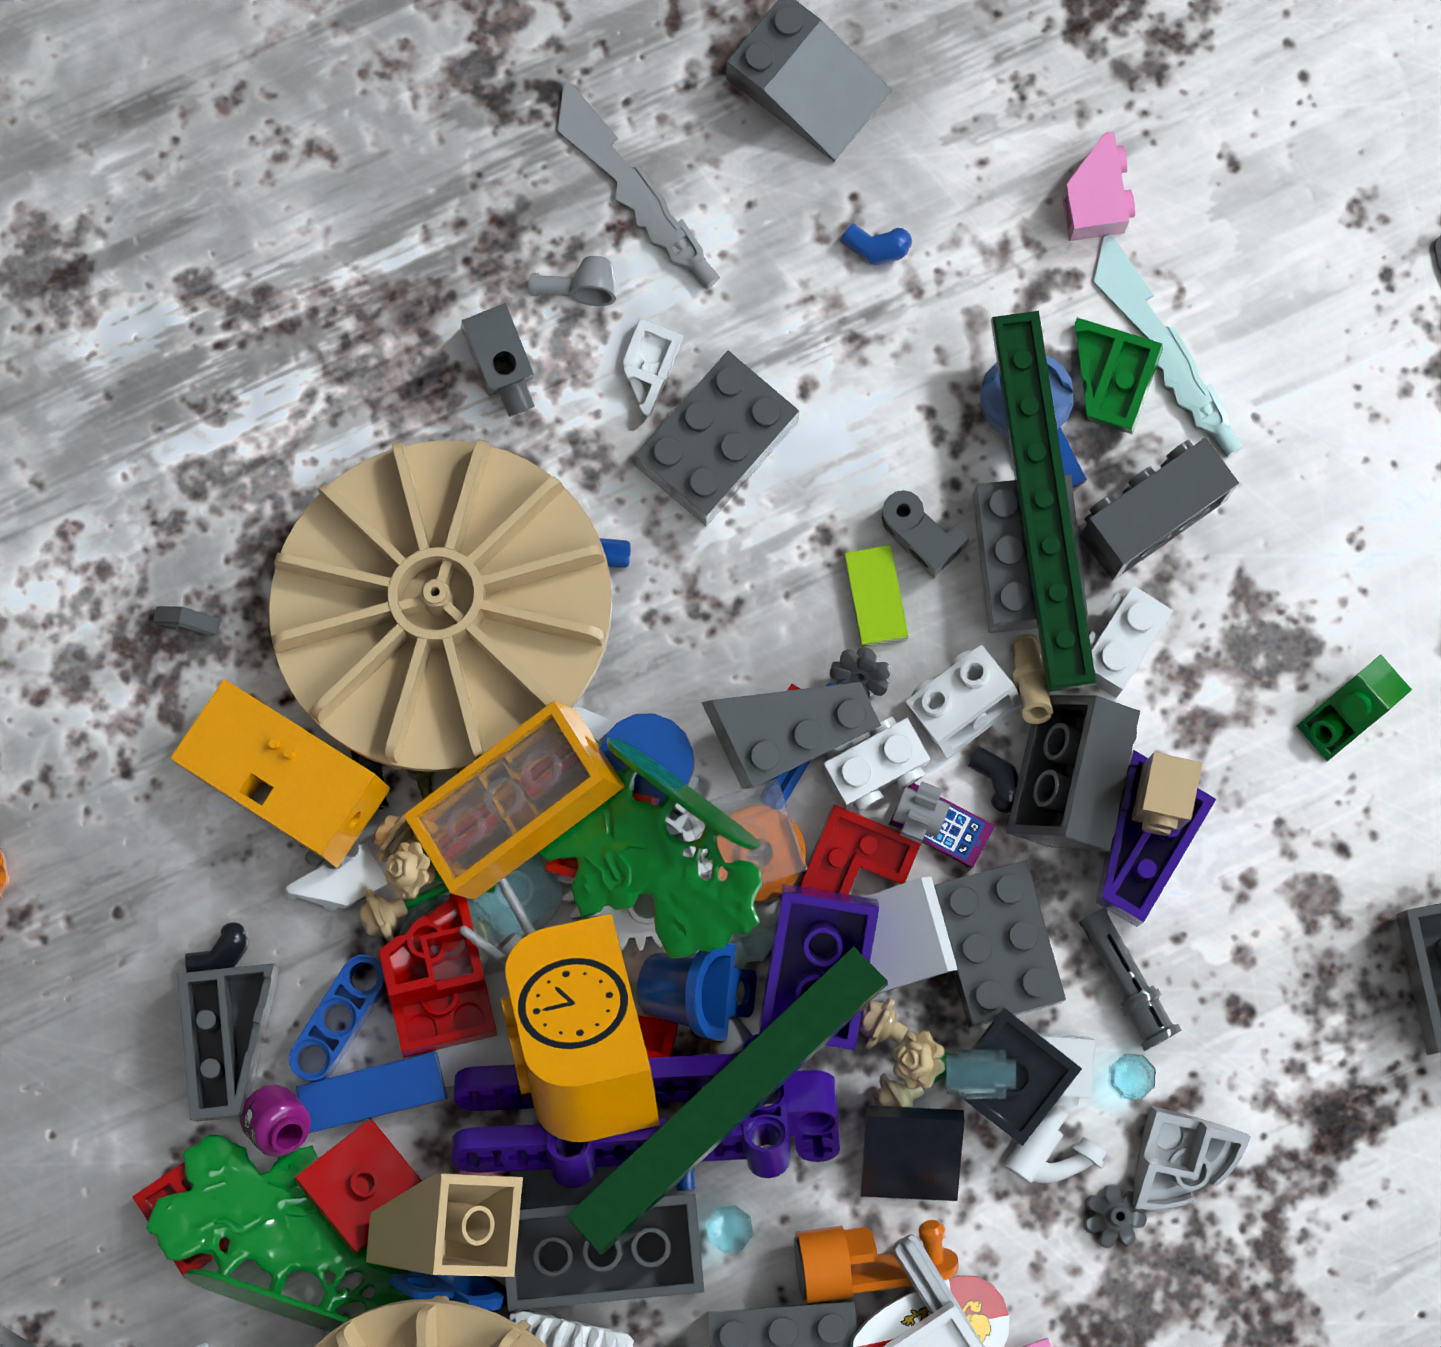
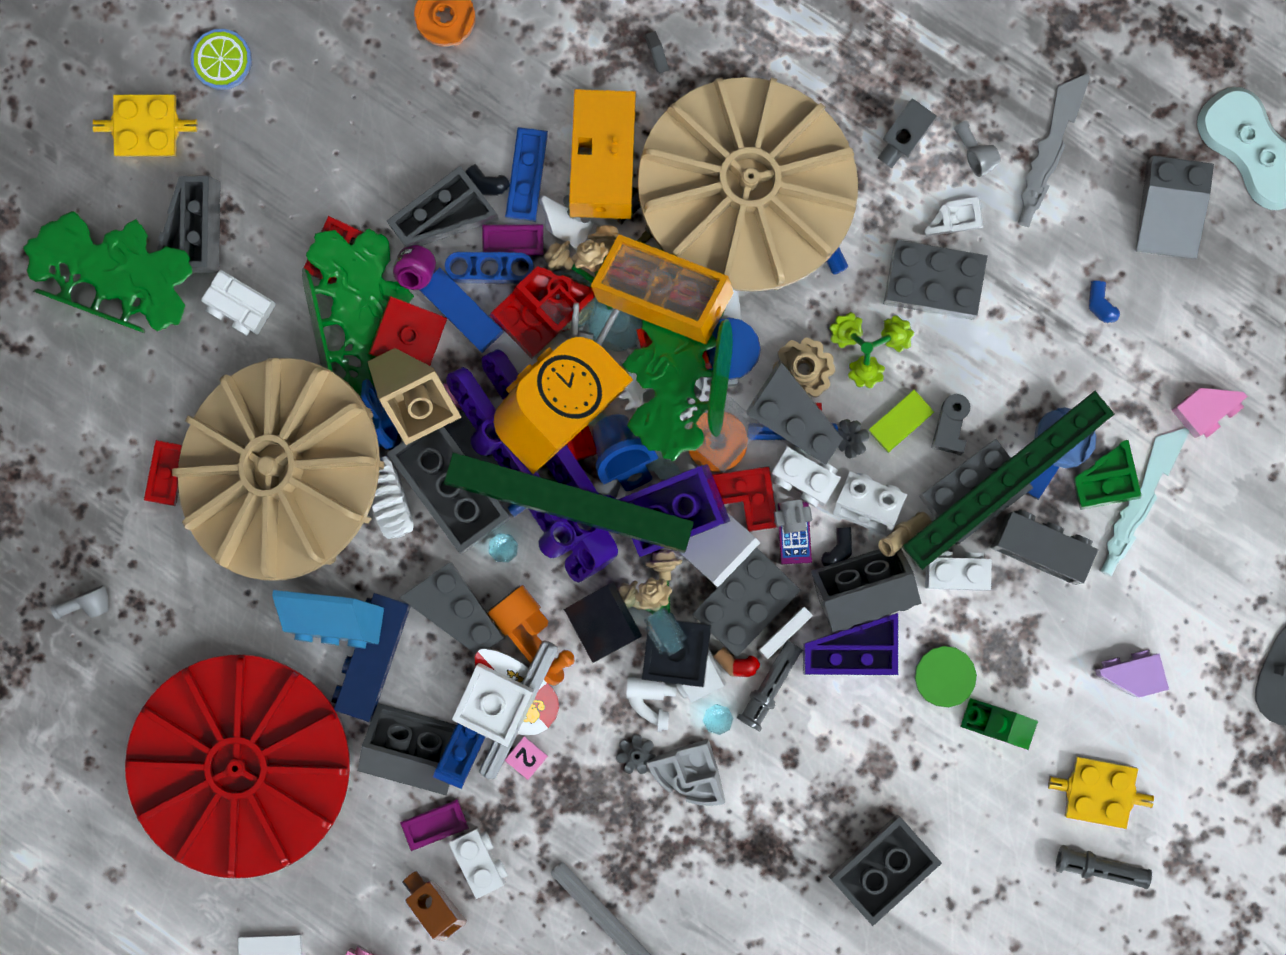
camera: 65 degrees right, 5 degrees up
(242, 893) = (526, 174): none -> blue tile
(319, 963) = (514, 239): none -> magenta tile
(734, 657) = (811, 354): none -> tan plant
(780, 601) = (867, 370): none -> lime plant
(1070, 916) = (784, 632): none -> white tile
(1077, 1008) = (737, 667): none -> arm
(1166, 793) = (881, 643): tan brick -> none
(1250, 741) = (945, 676): none -> bright green tile
(1395, 490) = (1138, 676): none -> lavender slope

